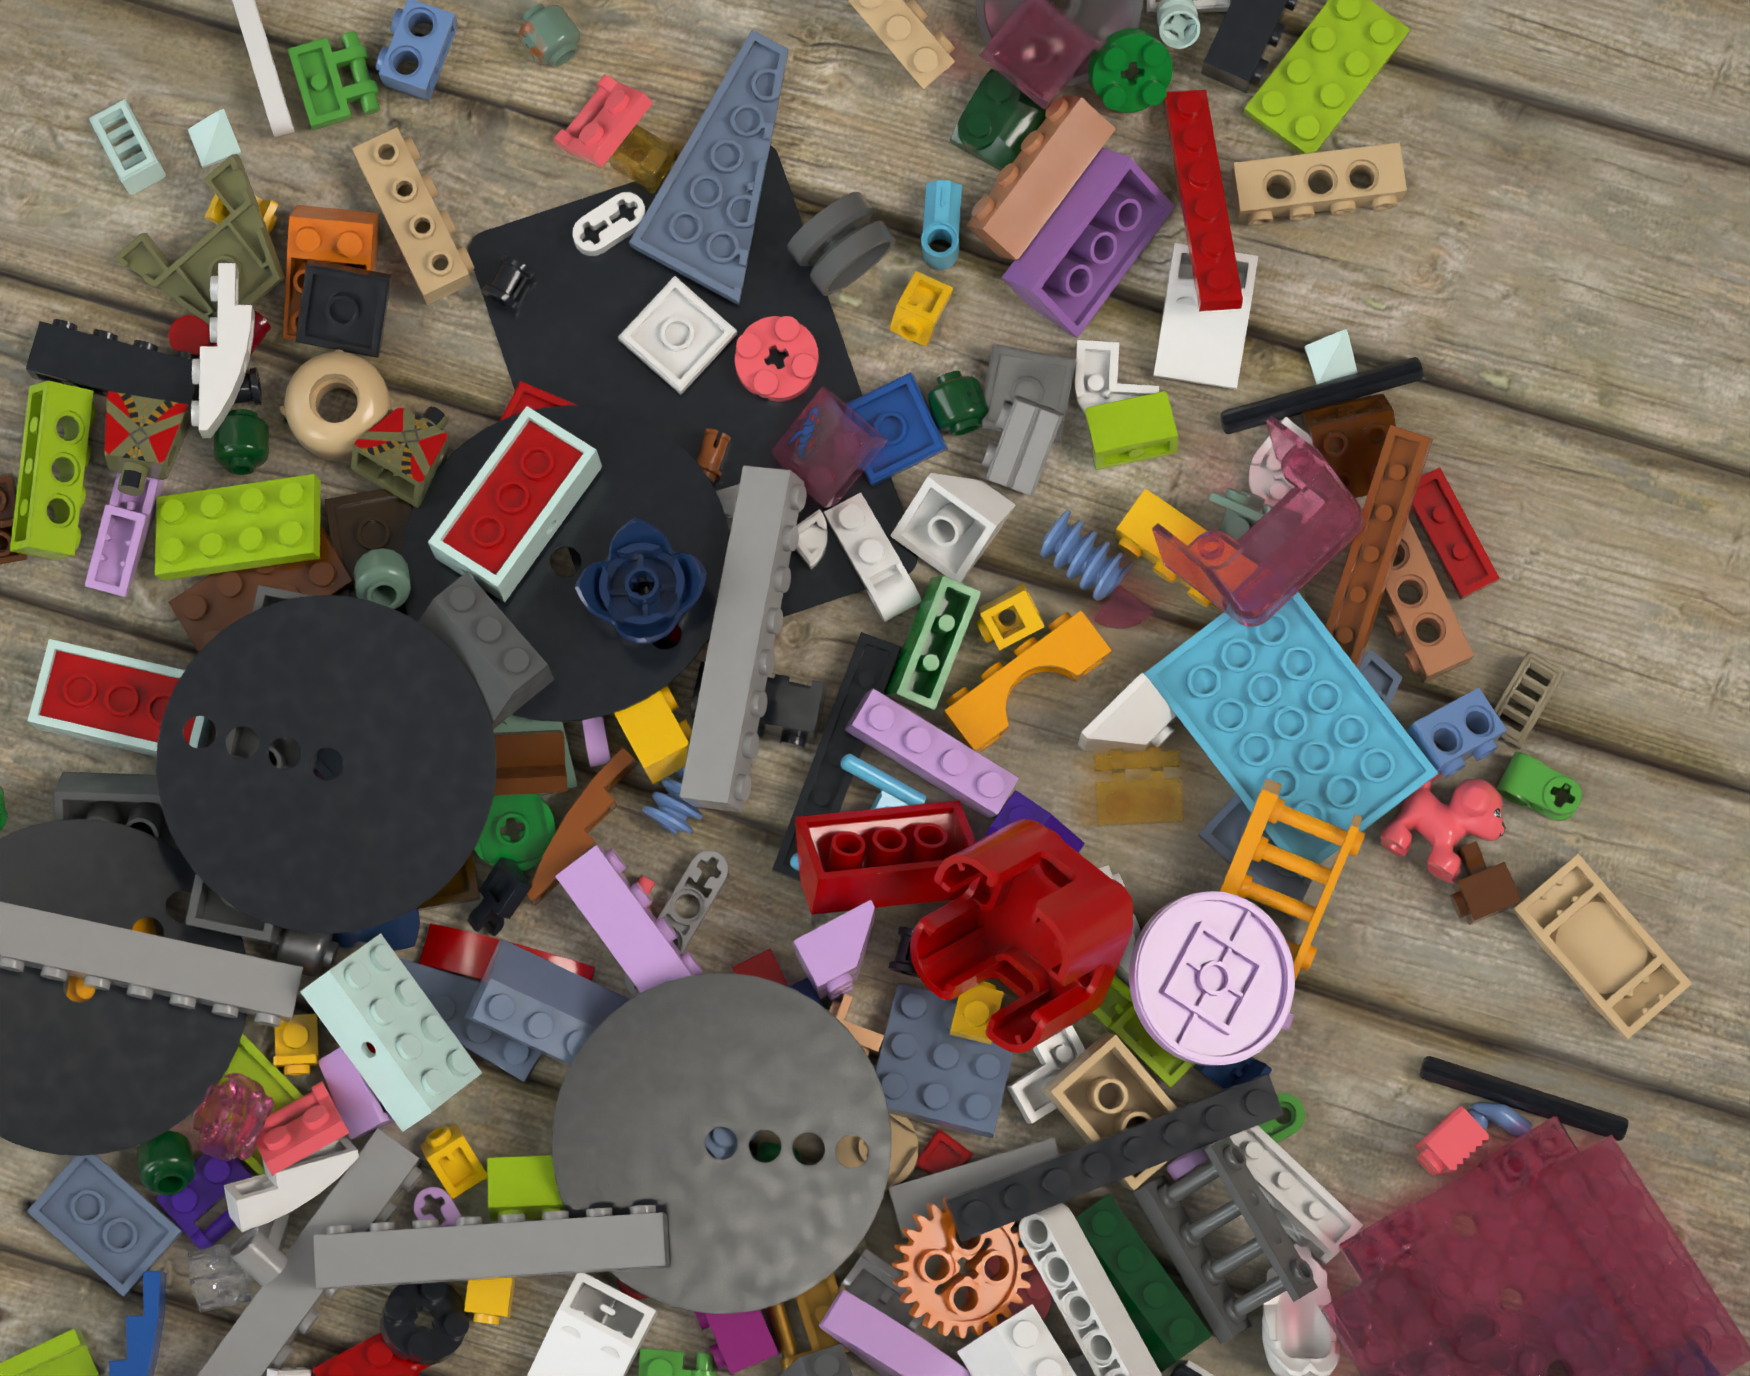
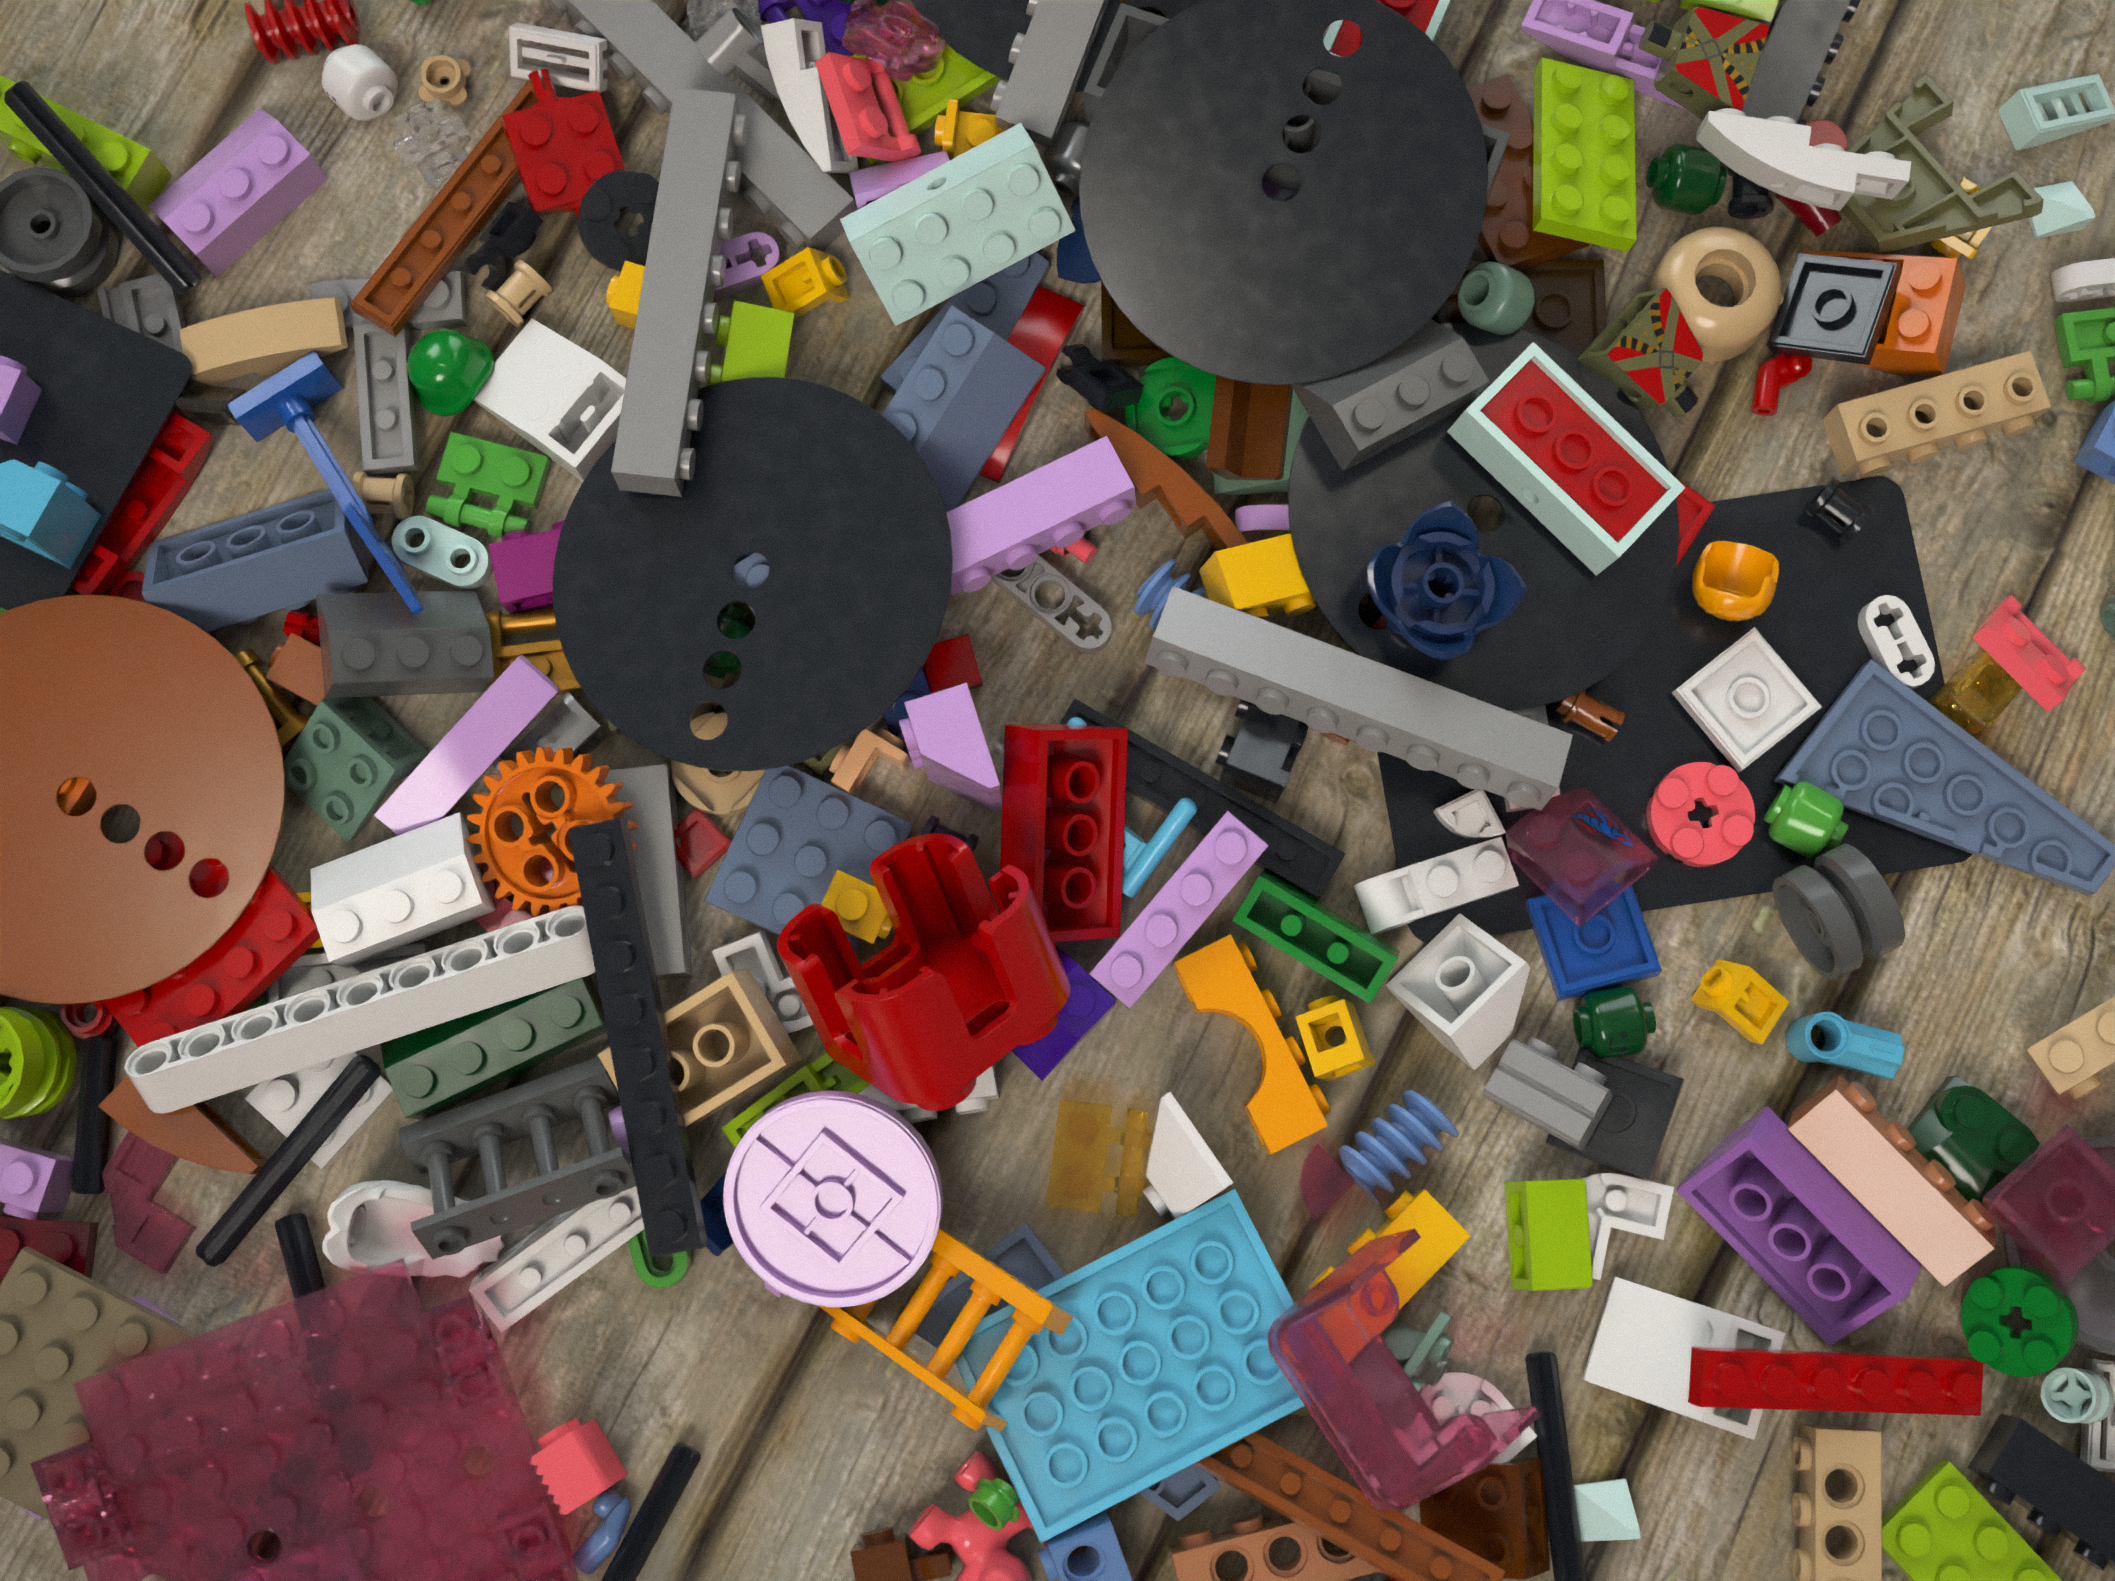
camera: 100 degrees right, 0 degrees up
(400, 350) = (1773, 377): none -> red arm
(583, 357) = (1734, 580): none -> light orange hair
(768, 276) = (1806, 819): none -> bright green head
(1416, 814) = (994, 1503): none -> bright green plate

